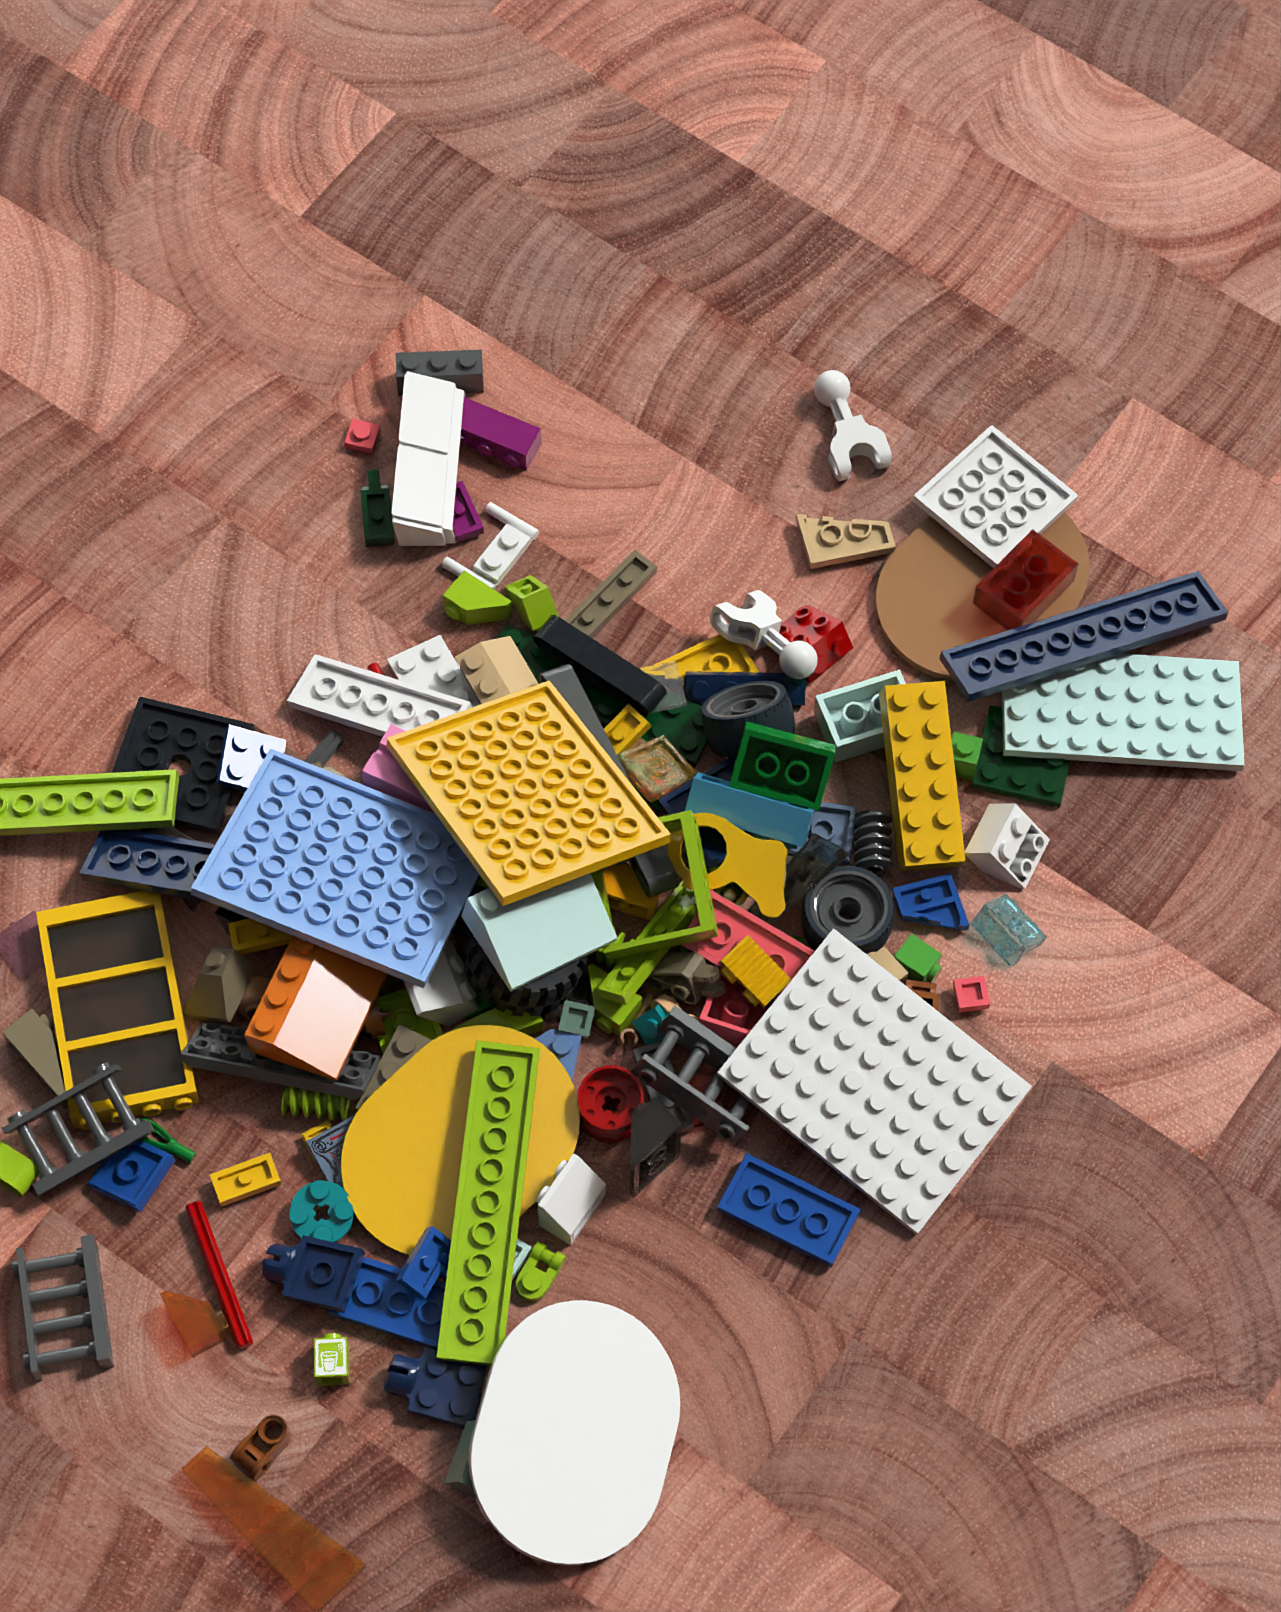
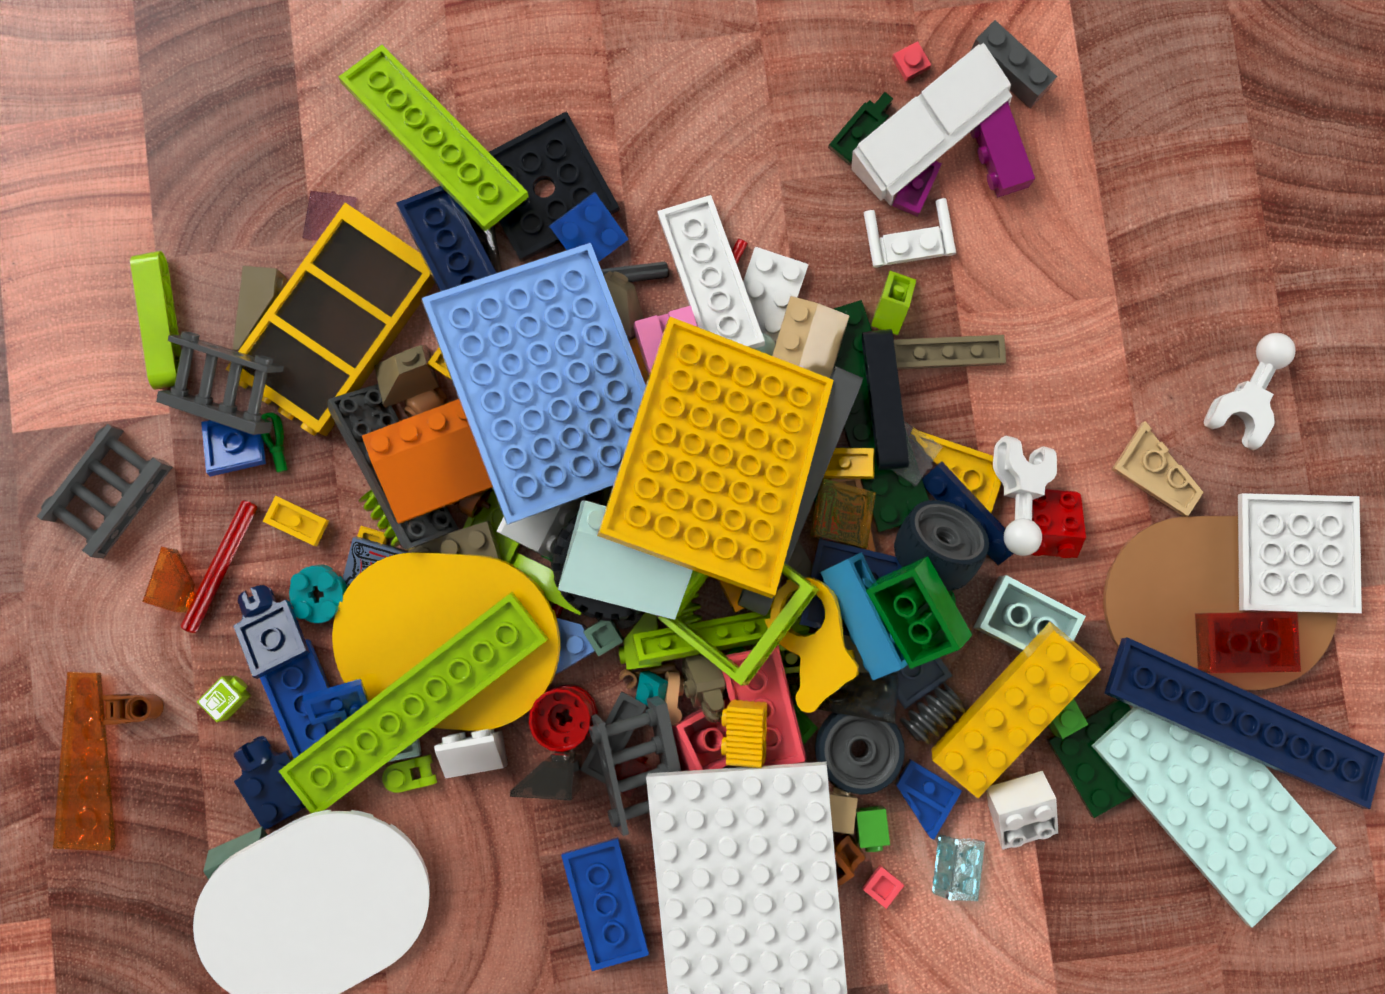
camera: 55 degrees right, 20 degrees up
(475, 601) = (855, 262): lime slope -> none

